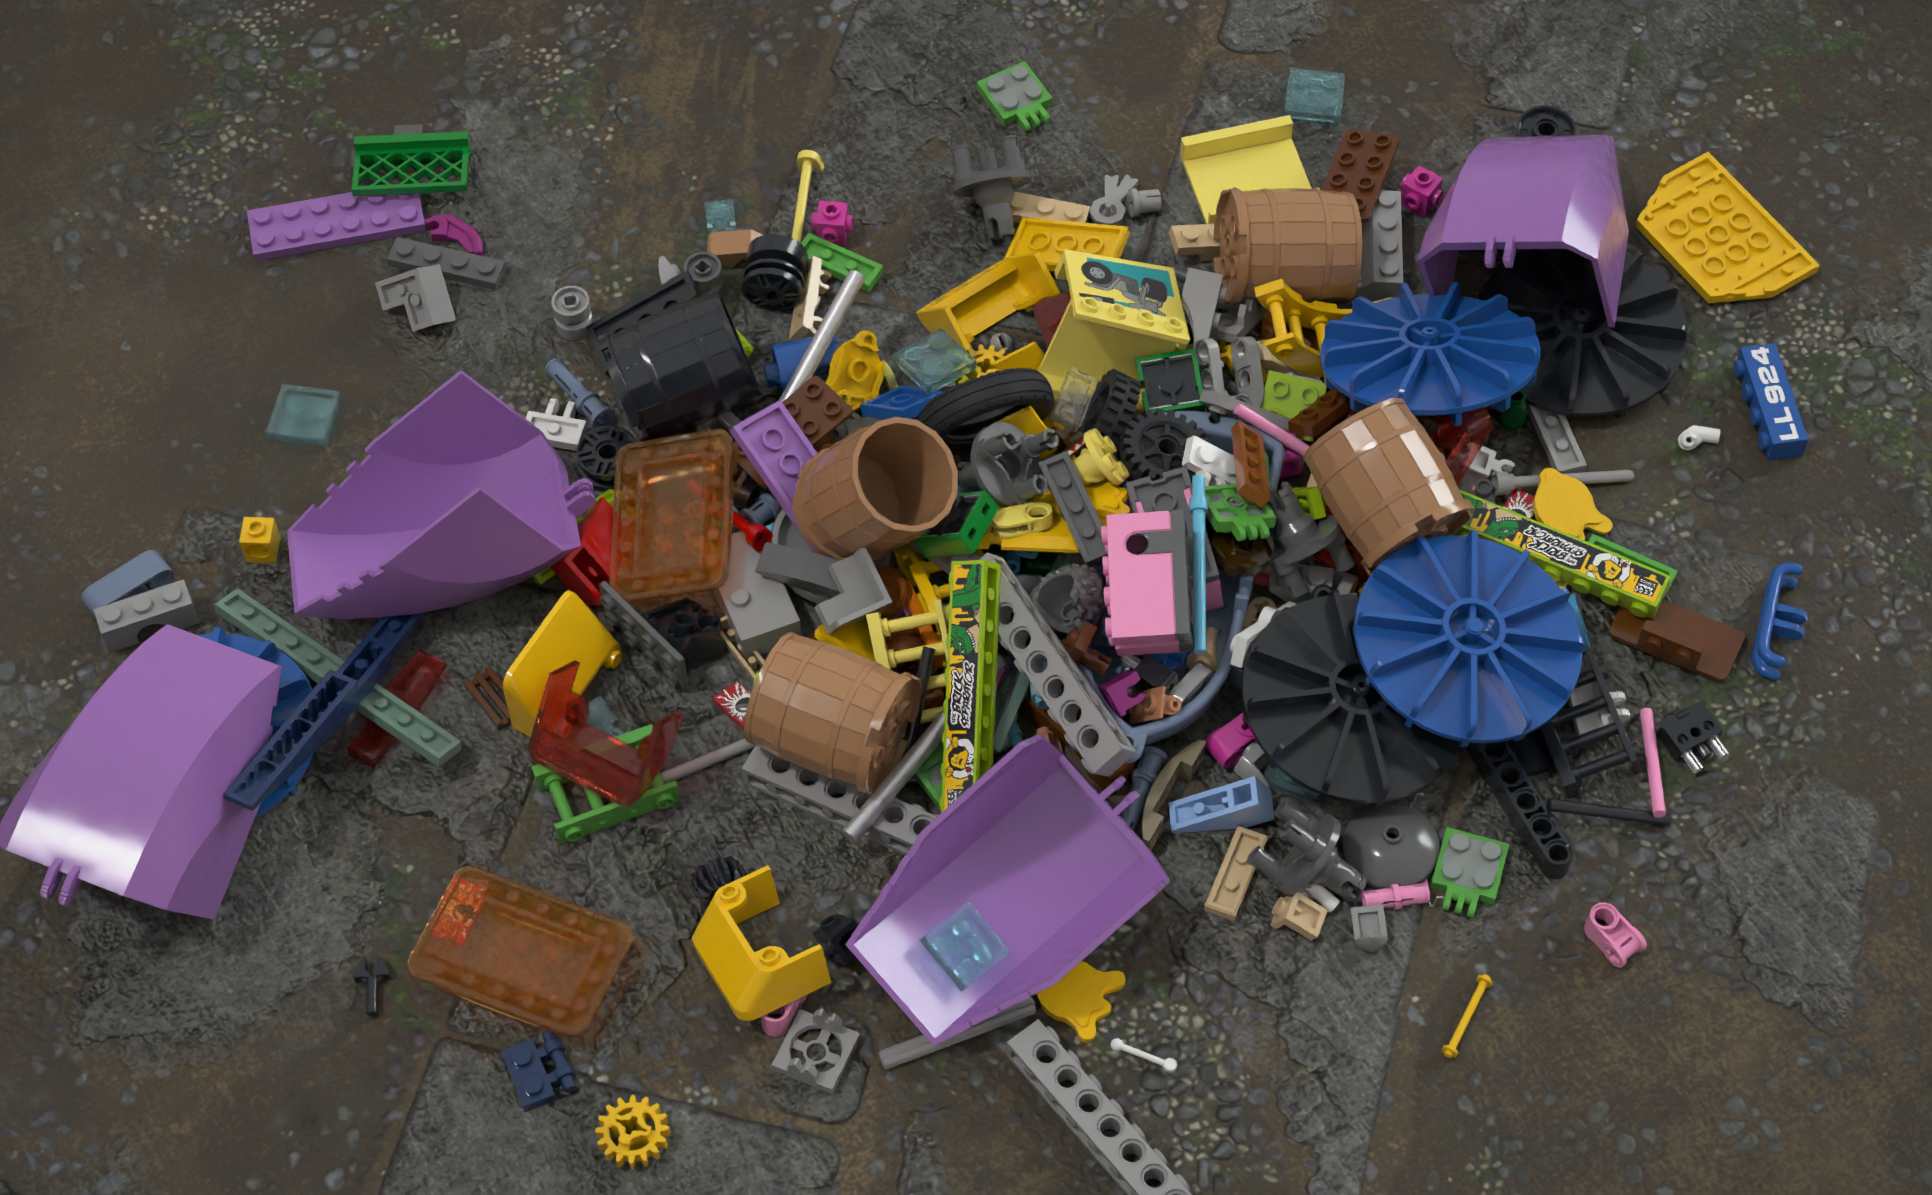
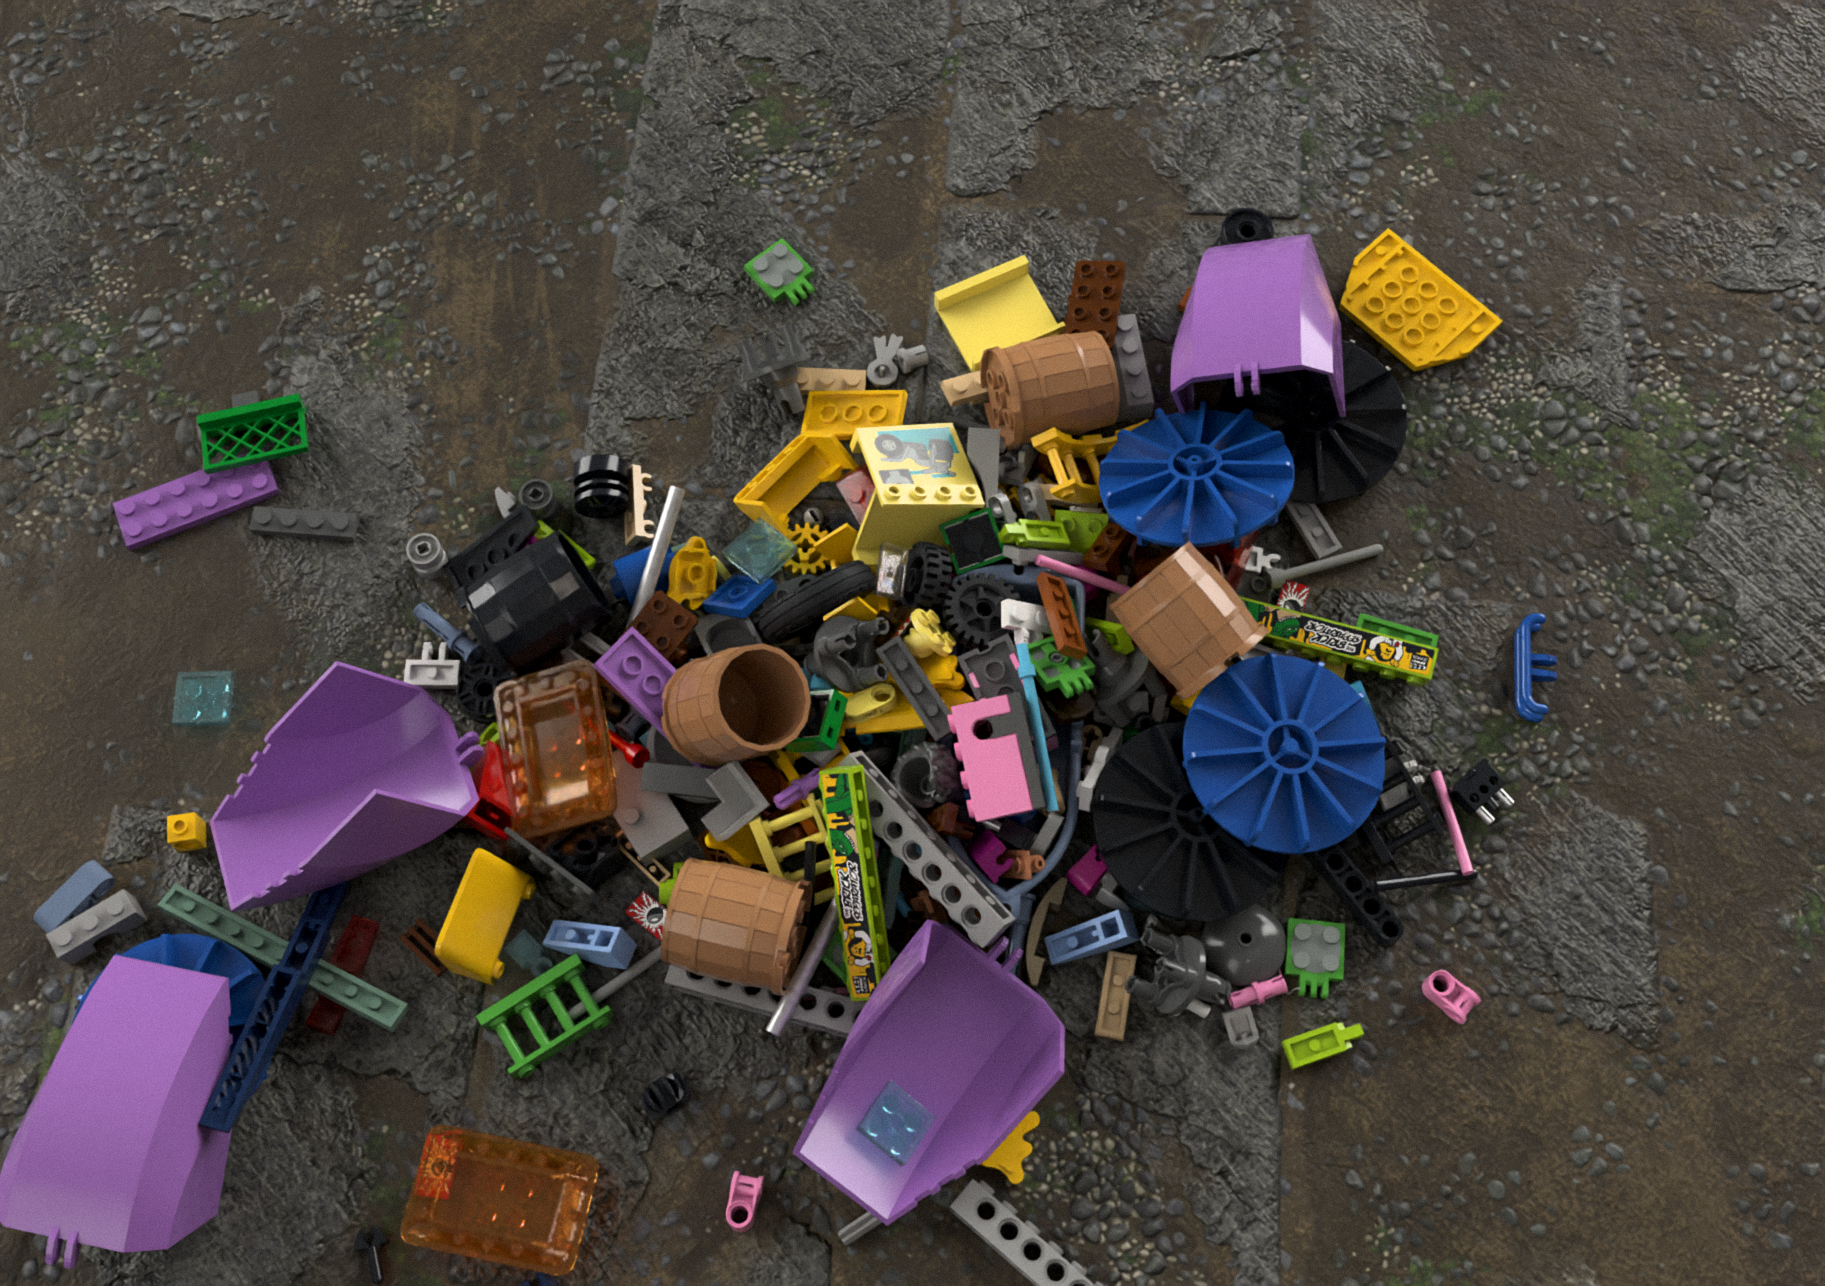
camera: 10 degrees left, 10 degrees up
(422, 293) = (288, 561): light grey panel -> none
(455, 229) = (307, 489): magenta piece -> none
(590, 756) = (527, 996): clear red windscreen -> none
(696, 726) = (592, 942): none -> light blue slope
(720, 215) = (542, 438): clear light blue plate -> none
(730, 245) = (558, 465): medium nougat slope -> none
(749, 979) = (715, 1198): yellow windscreen -> none
(806, 162) = (609, 370): light yellow piece -> none
(808, 1073) = (765, 1216): light grey piece -> none
(832, 222) = (642, 427): dark pink brick -> none
(833, 936) = (781, 1130): black brick -> none
(840, 260) = (658, 463): bright green plate -> none
(925, 594) = (798, 790): none -> medium lavender axle
(1168, 1064) = (1093, 1192): white hinge -> none
(1240, 387) = (1035, 534): none -> lime hinge
(1299, 914) = (1178, 1028): tan bracket -> none
(1314, 95) = (1040, 228): clear light blue plate -> none
(1421, 191) = (1151, 307): dark pink brick -> none
(1450, 1050) = (1348, 1059): yellow axle -> none
(1456, 958) = (1320, 1044): none -> lime hinge
(1567, 505) = (1332, 591): yellow tile -> none
(1681, 639) = (1454, 698): reddish brown bracket -> none
(1697, 434) = (1428, 500): white arm -> none
(1770, 402) = (1486, 458): blue brick -> none

